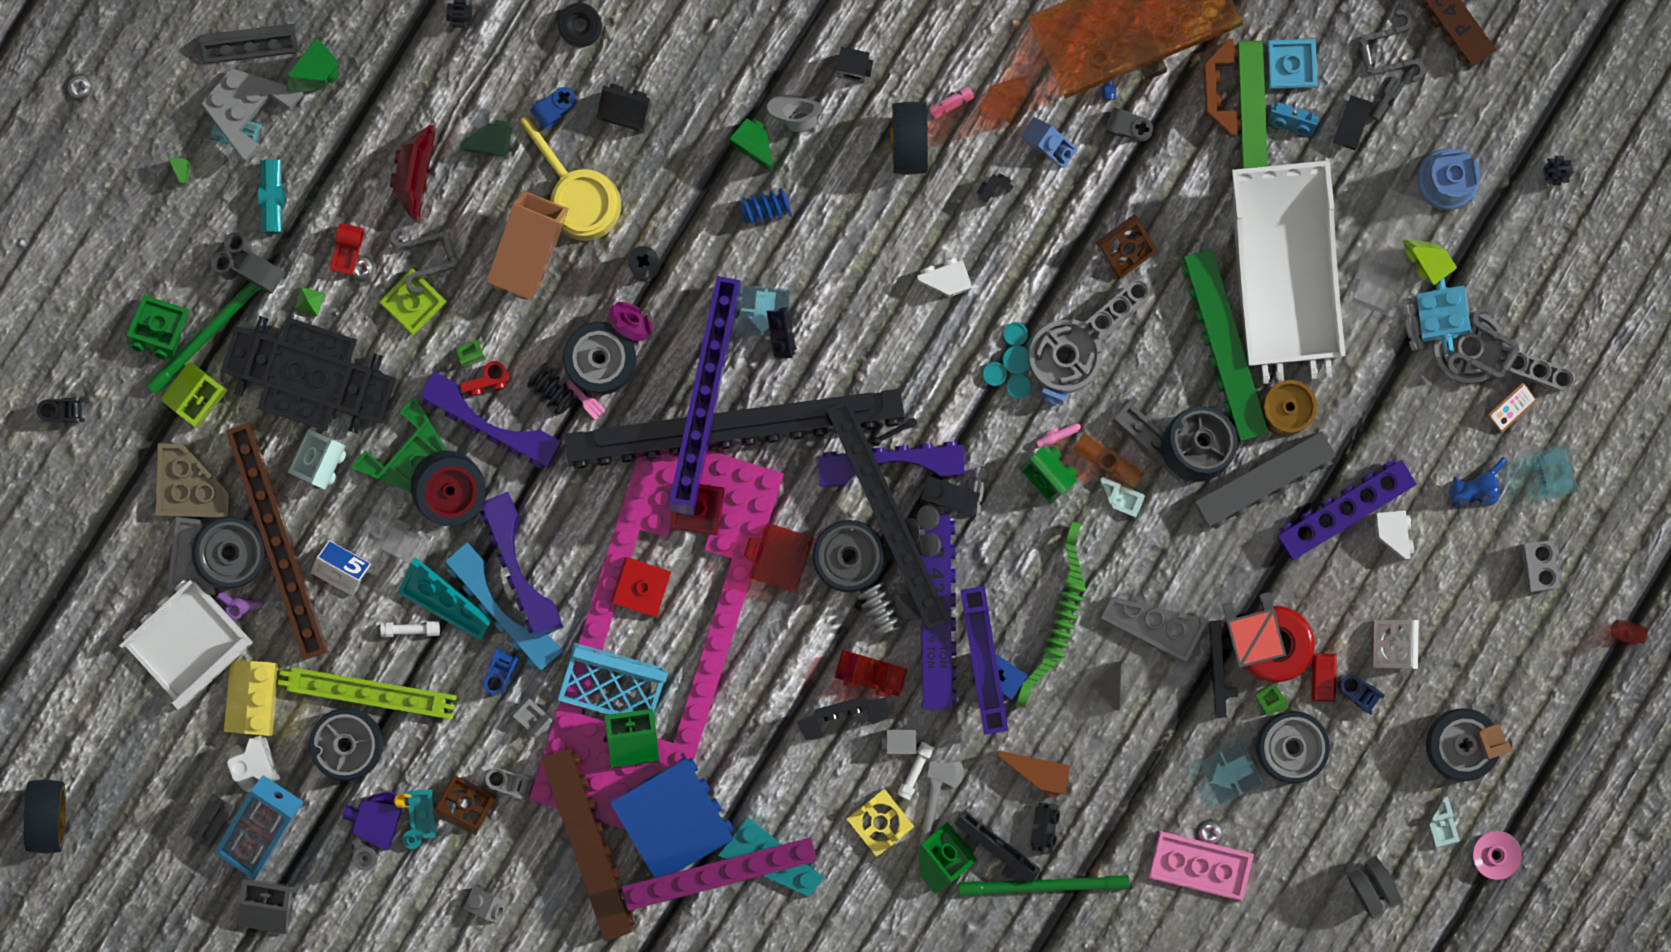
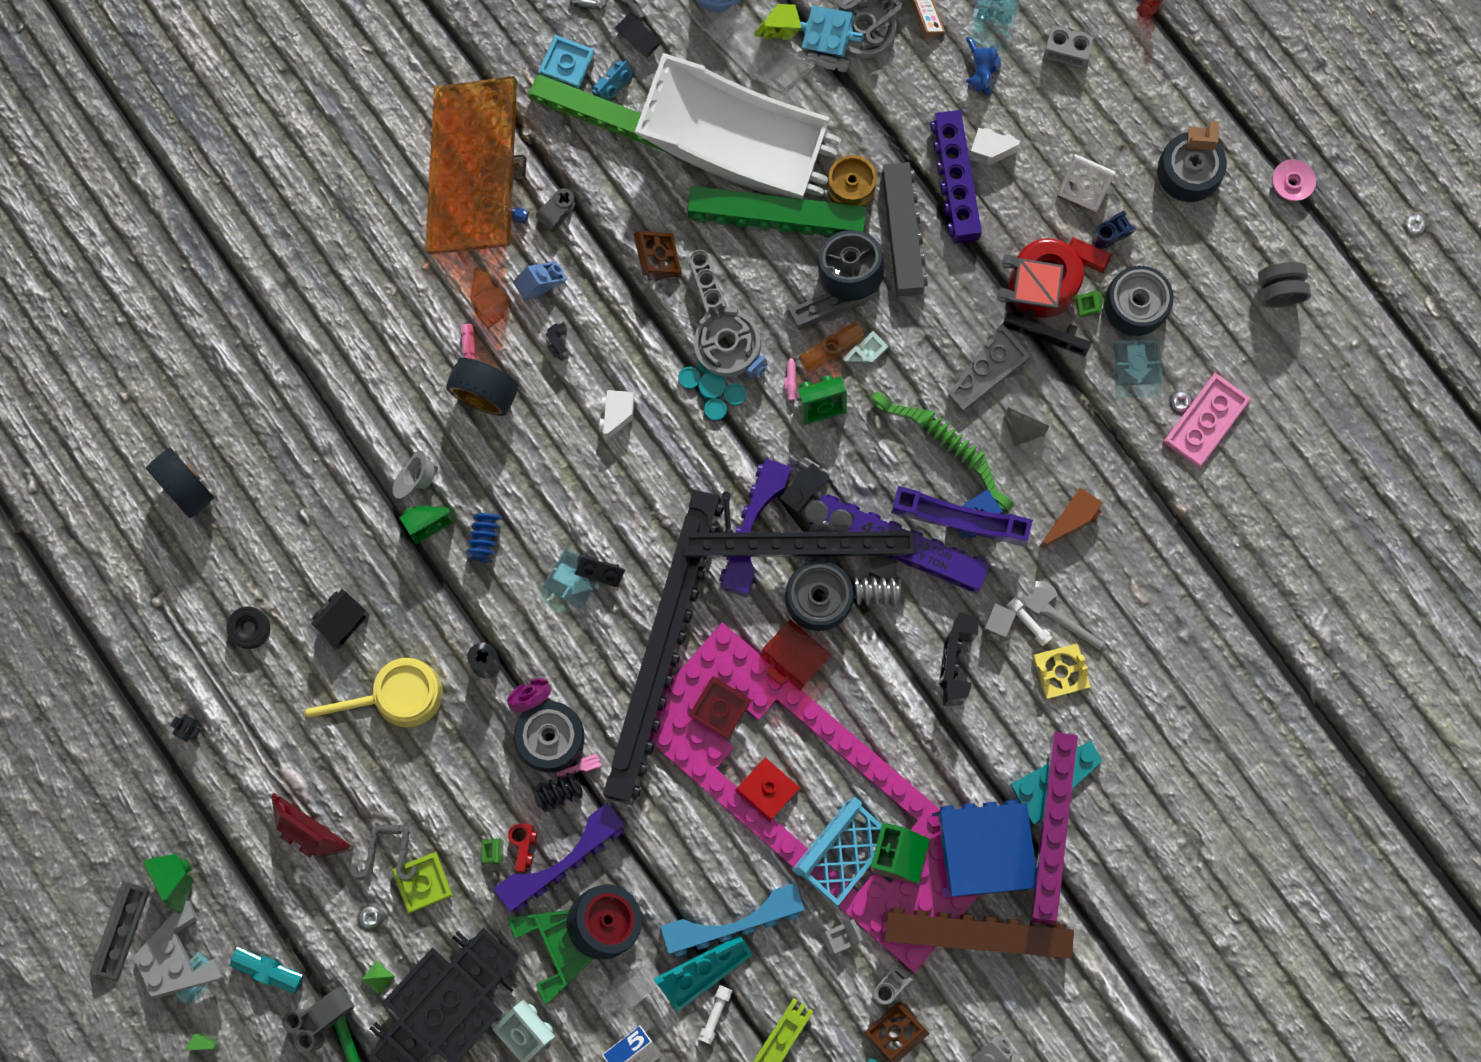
camera: 70 degrees left, 10 degrees down
(347, 248) = (347, 921): red plate -> none
(490, 140) = (311, 749): clear green slope -> none
(500, 670) = (788, 947): blue piece -> none
(504, 519) = (751, 885): dark purple arch -> none
(527, 245) = (420, 754): nougat brick -> none
(550, 110) = (309, 684): blue piece -> none
(705, 395) = (626, 654): dark purple brick -> none
(854, 65) = (396, 408): black brick -> none
(870, 673) = (929, 621): clear red brick -> none
(943, 858) = (1117, 629): green slope -> none
(978, 888) = (1153, 611): green piece -> none
(997, 846) = (1105, 590): black hinge -> none
(1045, 838) = (1131, 537): black hinge -> none
(1224, 120) = (590, 130): dark orange slope -> none
(1443, 826) = (1251, 214): light aqua slope -> none

